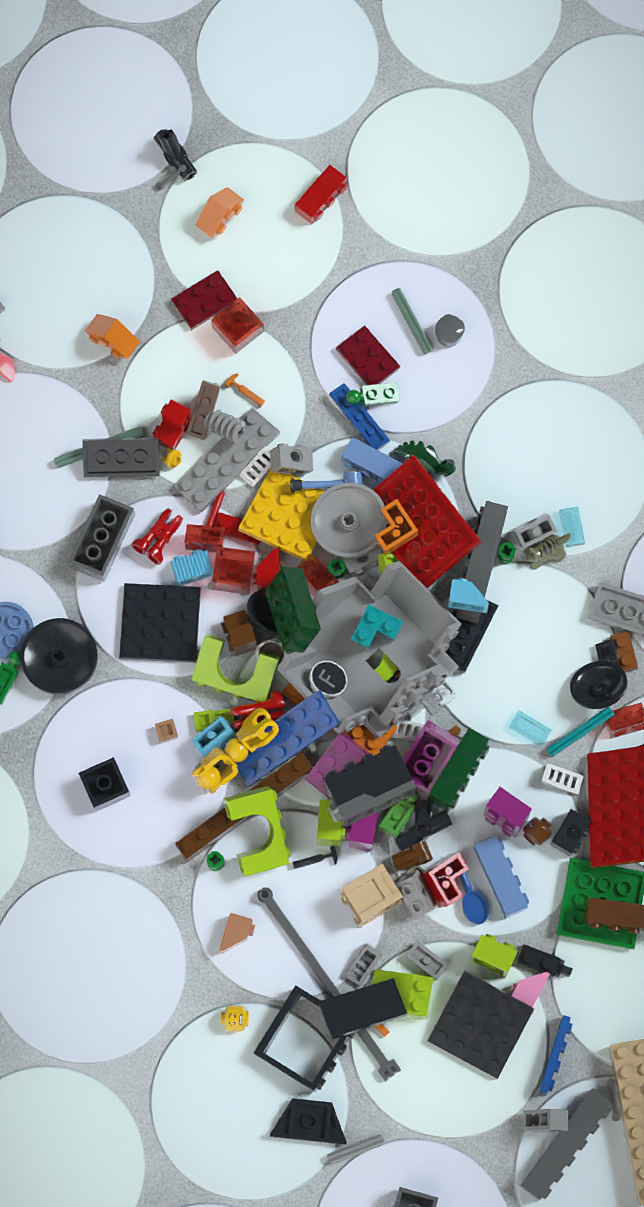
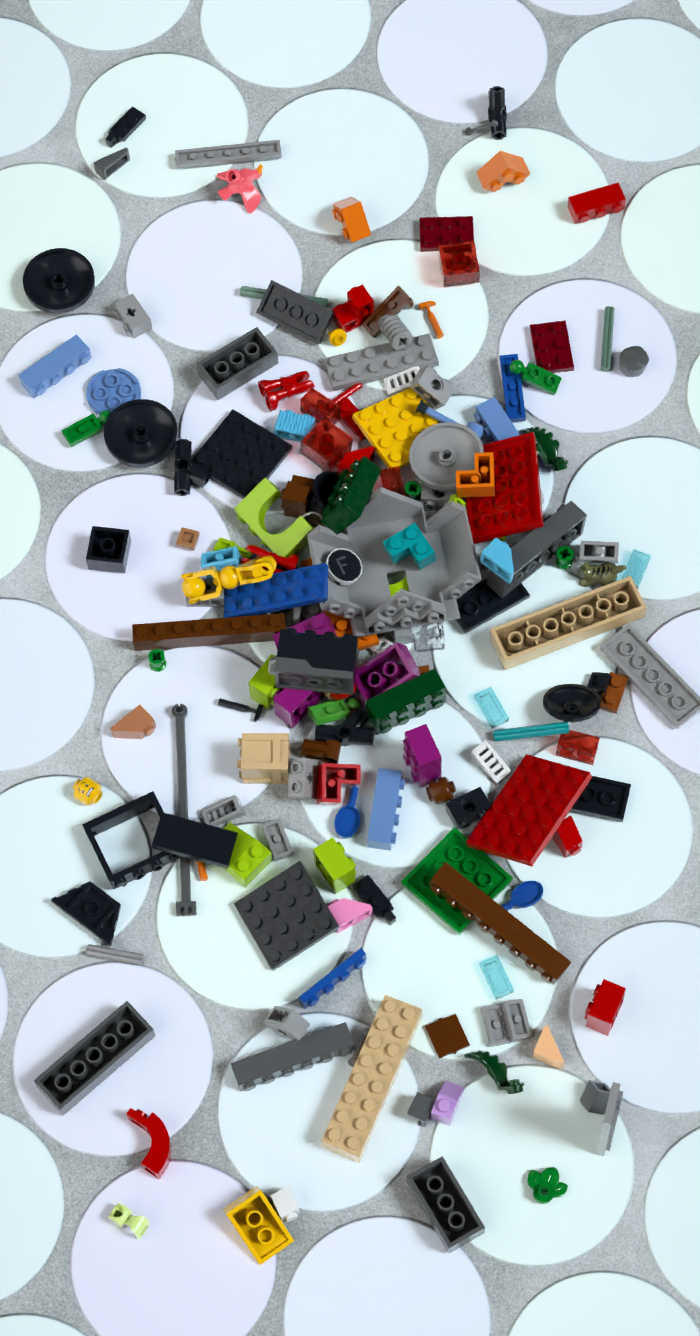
camera: 35 degrees right, 10 degrees down
(131, 665) = (192, 473): none -> black piece
(273, 851) = (223, 631): lime arch -> none
(548, 613) = (567, 623): none -> tan brick

